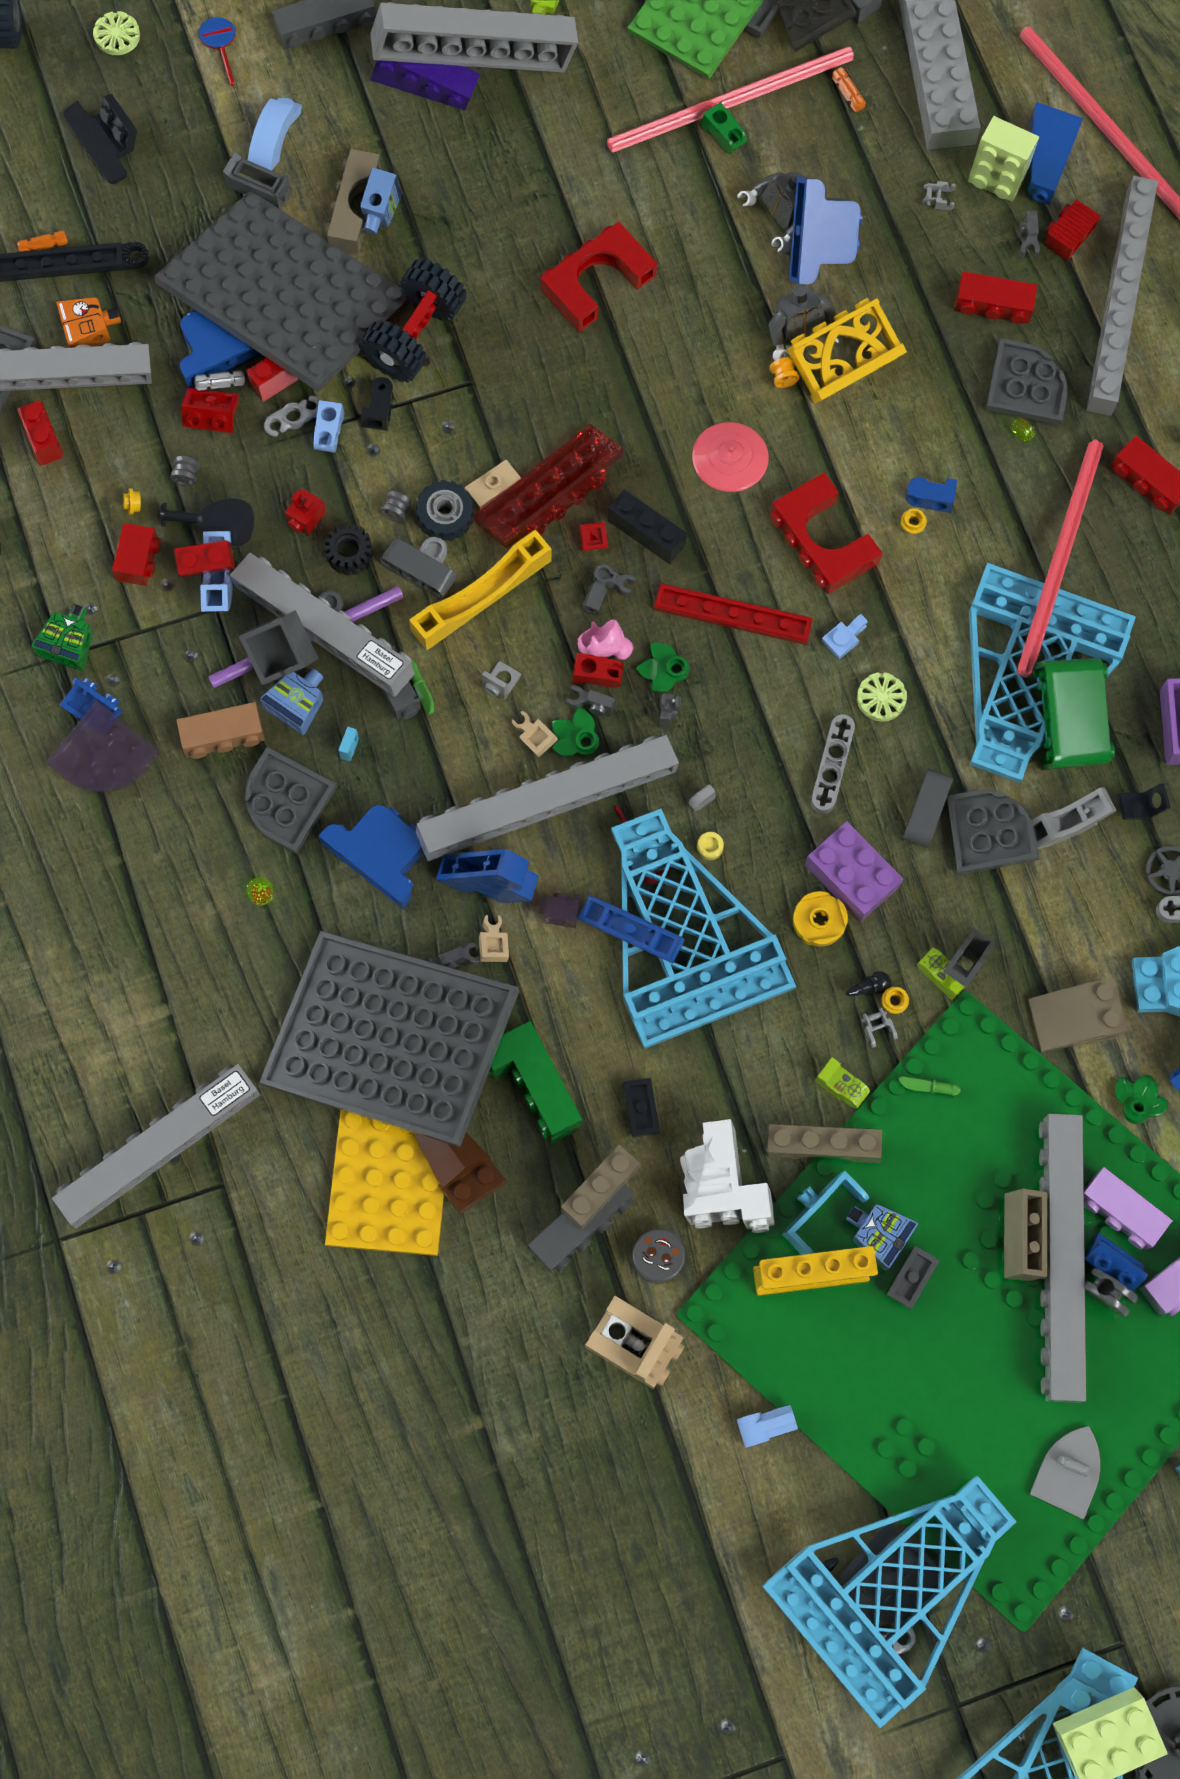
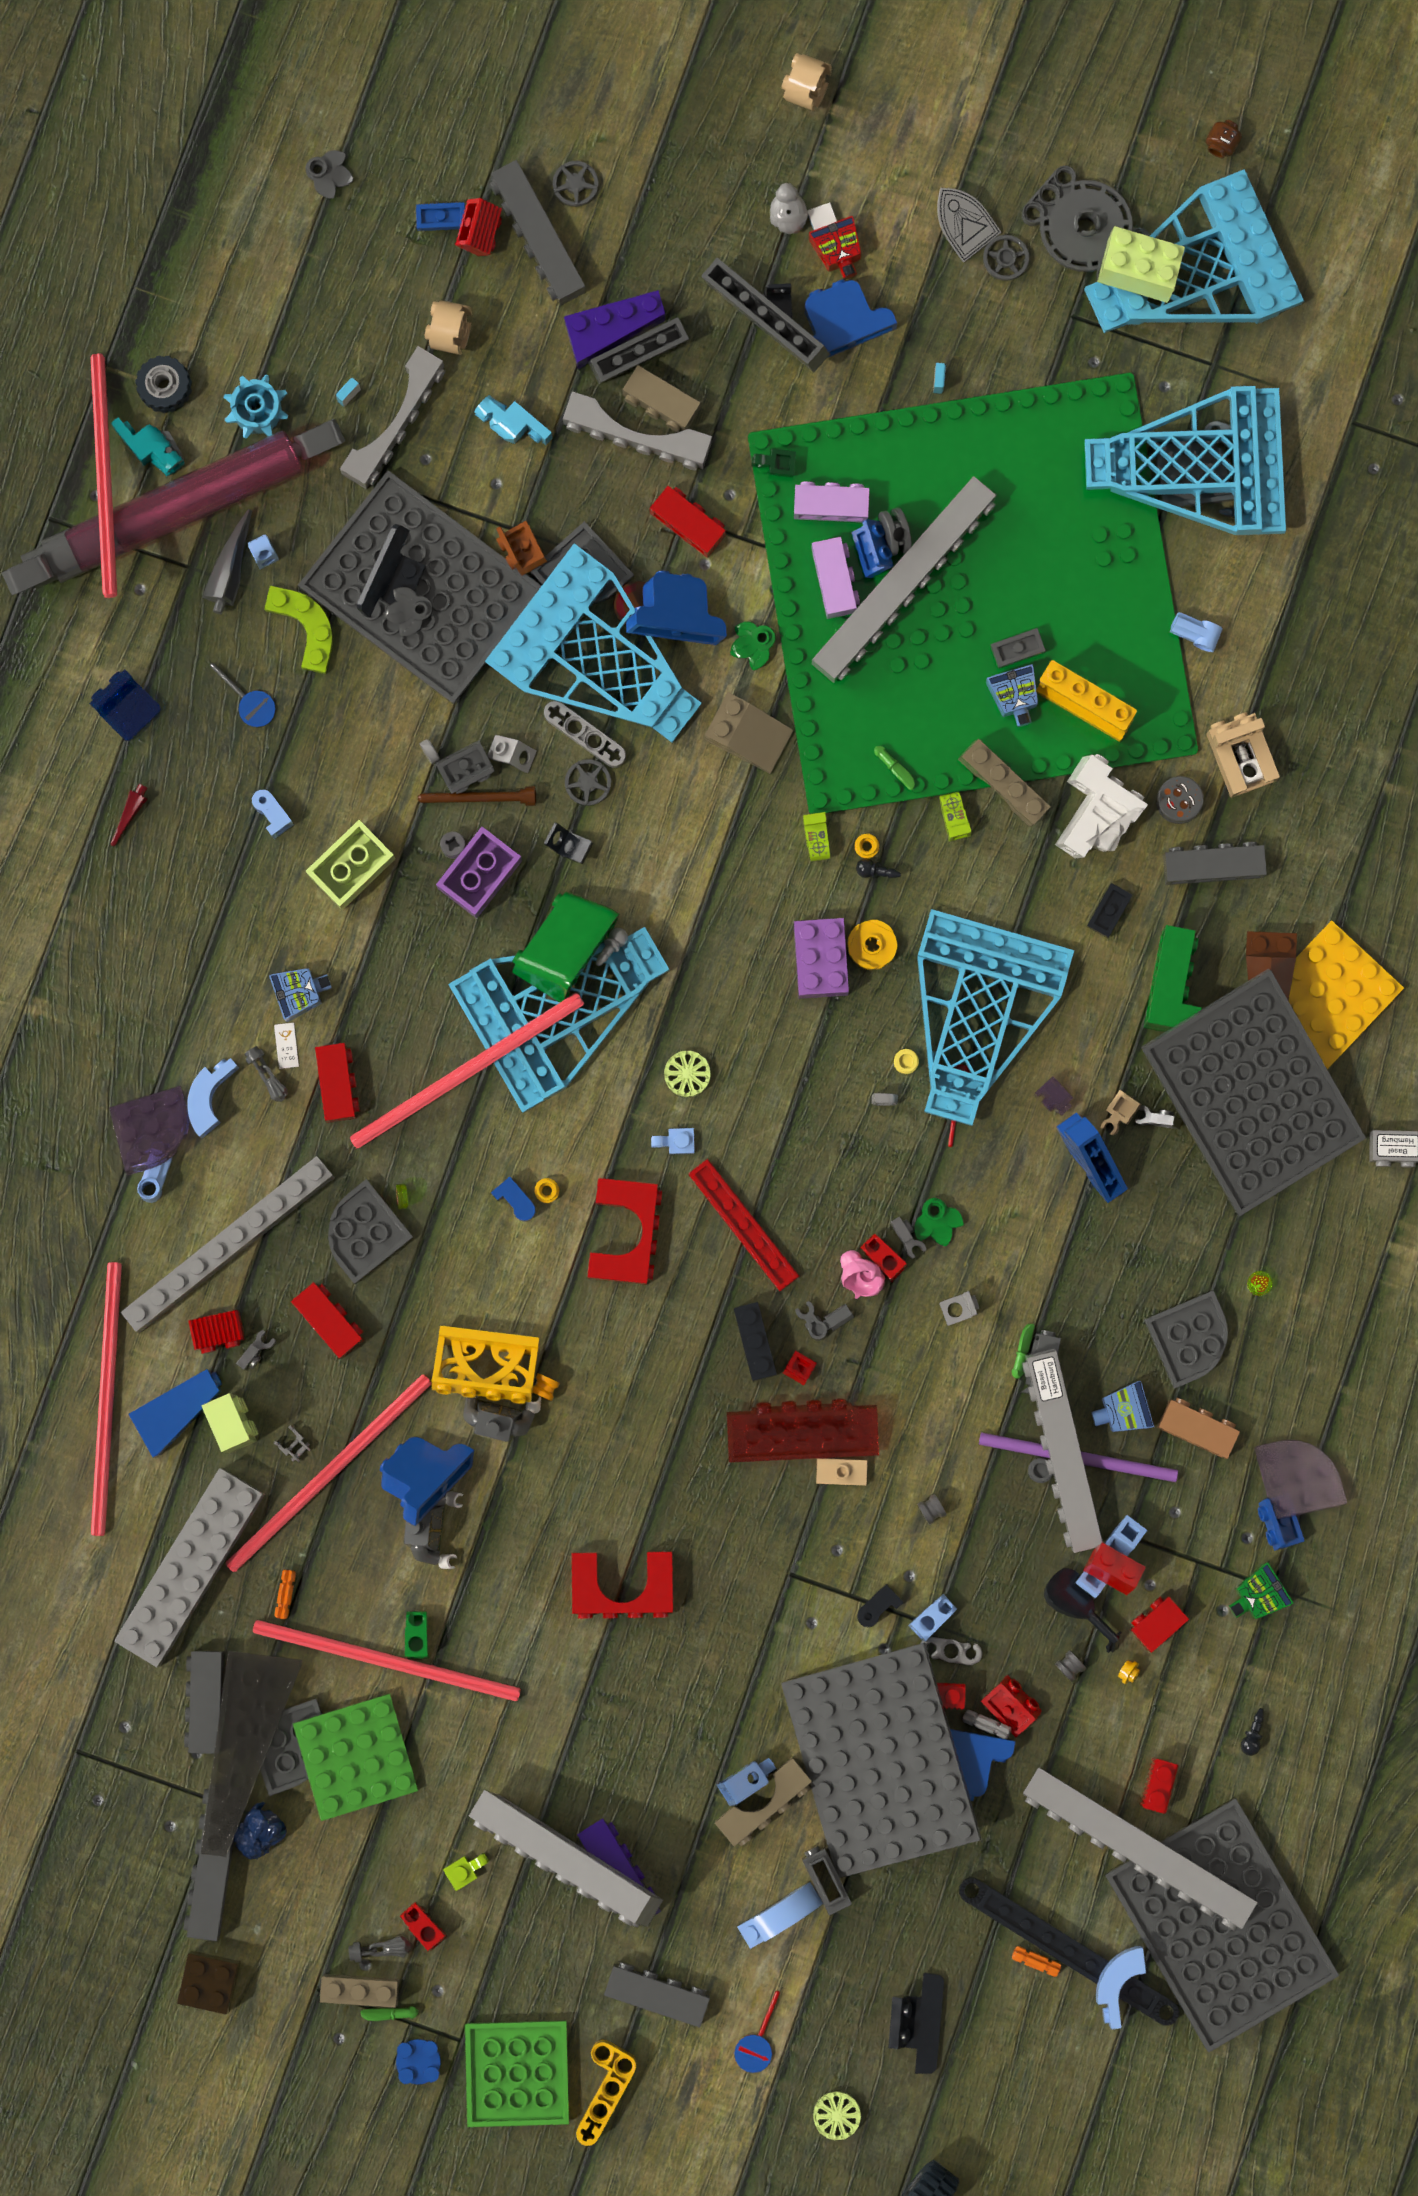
camera: 135 degrees left, 10 degrees up
(86, 322) = (1054, 1856): orange torso -> none
(278, 647) = (1112, 1451): dark grey piece -> none
(304, 512) = (1005, 1558): red brick -> none
(348, 535) = (1007, 1495): black tyre -> none
(348, 744) = (1112, 1343): medium azure tile -> none
(379, 850) = (1151, 1243): blue brick -> none
(418, 568) = (953, 1445): dark grey beam -> none
(434, 295) = (812, 1642): black plate -> none
(435, 548) = (929, 1452): light grey tile -> none
(444, 495) = (890, 1491): black wheel -> none
(512, 569) = (921, 1387): yellow arch -> none
(535, 735) = (968, 1242): tan plate -> none
(546, 797) = (1000, 1184): light grey brick -> none
(600, 1187) = (1188, 870): dark tan brick -> none
(630, 928) = (1018, 1039): blue plate -> none
(660, 665) = (833, 1225): green plate -> none
(668, 709) = (856, 1184): flat silver plate -> none
(730, 457) = (639, 1354): coral hat -> none
(813, 1202) = (1044, 748): medium azure piece -> none
(834, 764) = (764, 1049): light grey beam -> none
(887, 1023) = (902, 839): light grey piece -> none
(894, 192) = (328, 1473): none -> coral axle
(927, 808) = (726, 963): dark grey beam -> none
(975, 948) = (778, 835): dark grey window -> none
(990, 831) = (698, 909): dark grey plate -> none
(1025, 1235) = (919, 613): dark tan brick -> none
(1035, 750) = (617, 938): none -> light grey bar
(1069, 1473) = (1017, 444): light grey shield -> none
(1072, 819) = (634, 873): light grey arch -> none

